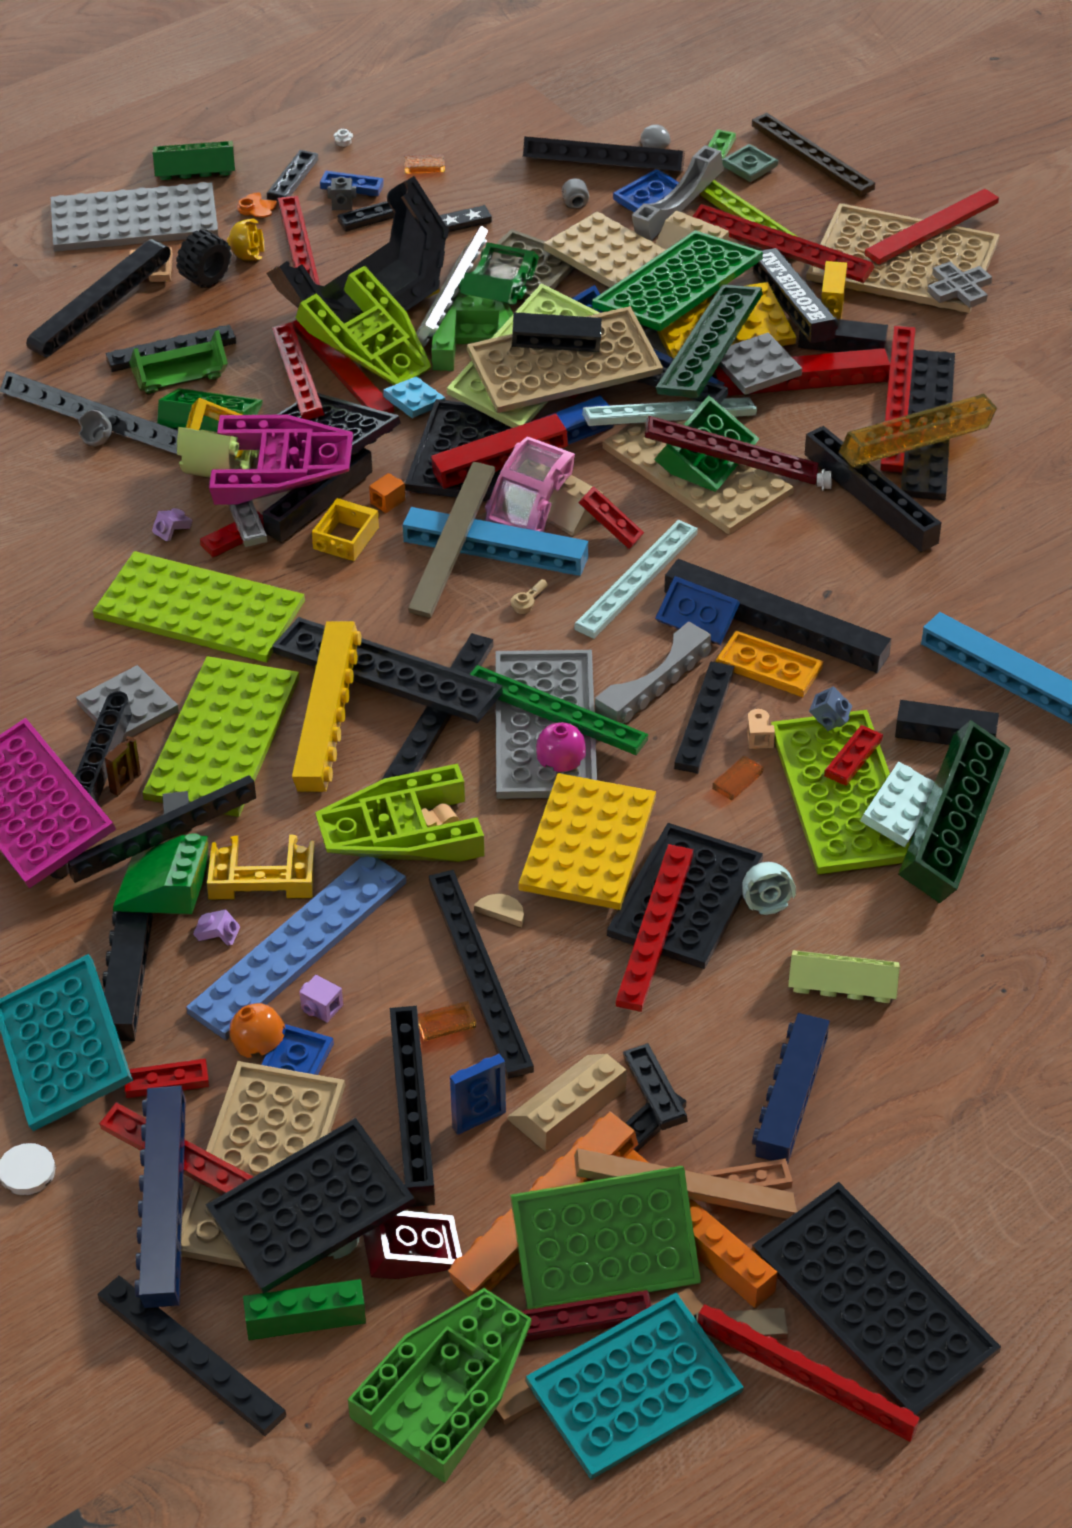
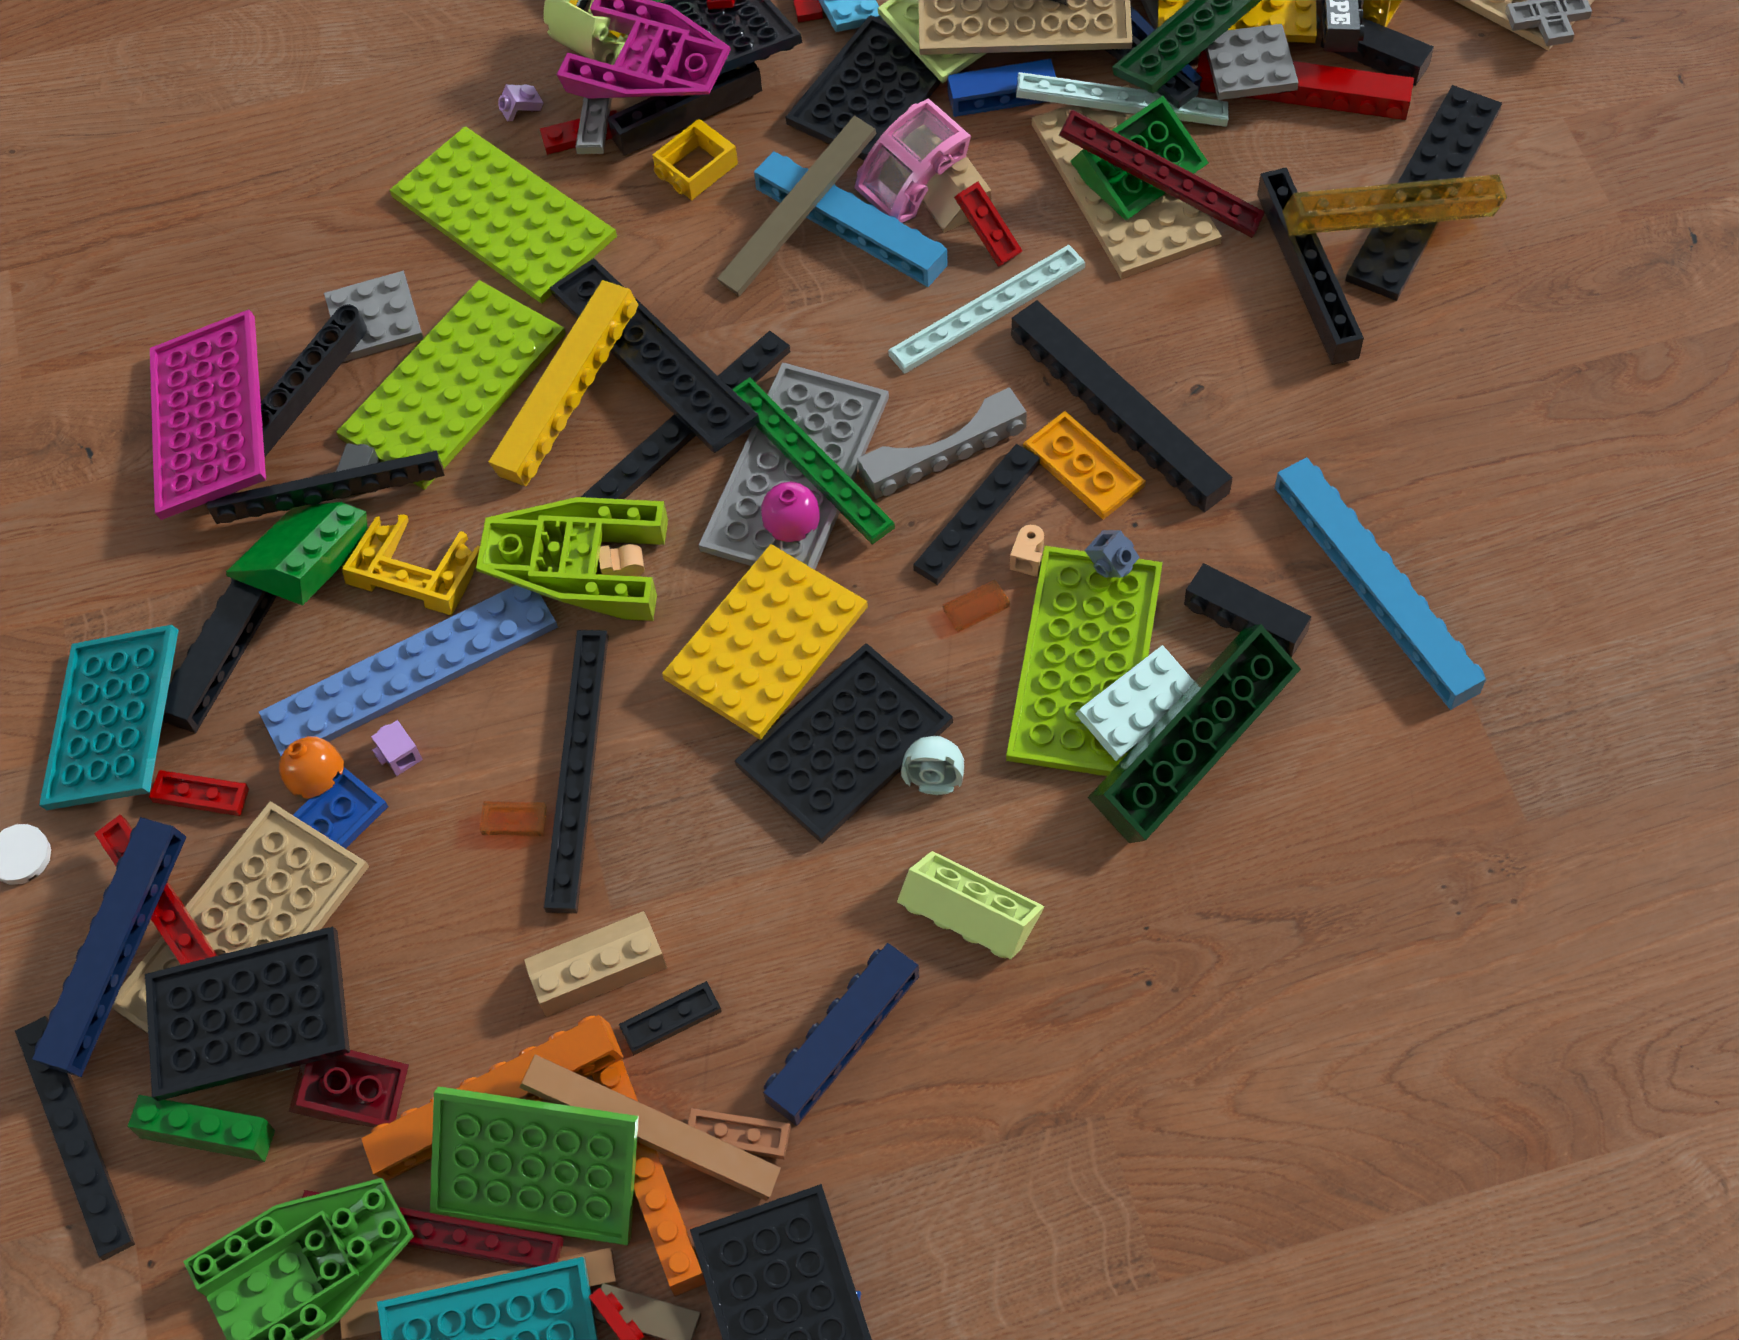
camera: 25 degrees right, 15 degrees up
(122, 766) = (322, 396): reddish brown plate -> none
(217, 924) = (336, 623): lavender bracket -> none
(387, 492) = (762, 123): orange brick -> none
(412, 1105) = (421, 918): black brick -> none
(454, 464) = (884, 104): red brick -> none
(478, 1093) = (485, 932): blue plate -> none
(502, 908) = (640, 693): tan tile -> none
(523, 602) = (846, 304): tan plate -> none
(654, 928) = (784, 777): red plate -> none
(655, 1086) = (692, 980): black tile -> none
(698, 605) = (1030, 373): blue plate -> none
(824, 479) = (1263, 236): white plate -> none
(853, 755) = (1115, 620): red tile -> none
(899, 386) = (1412, 130): red plate -> none

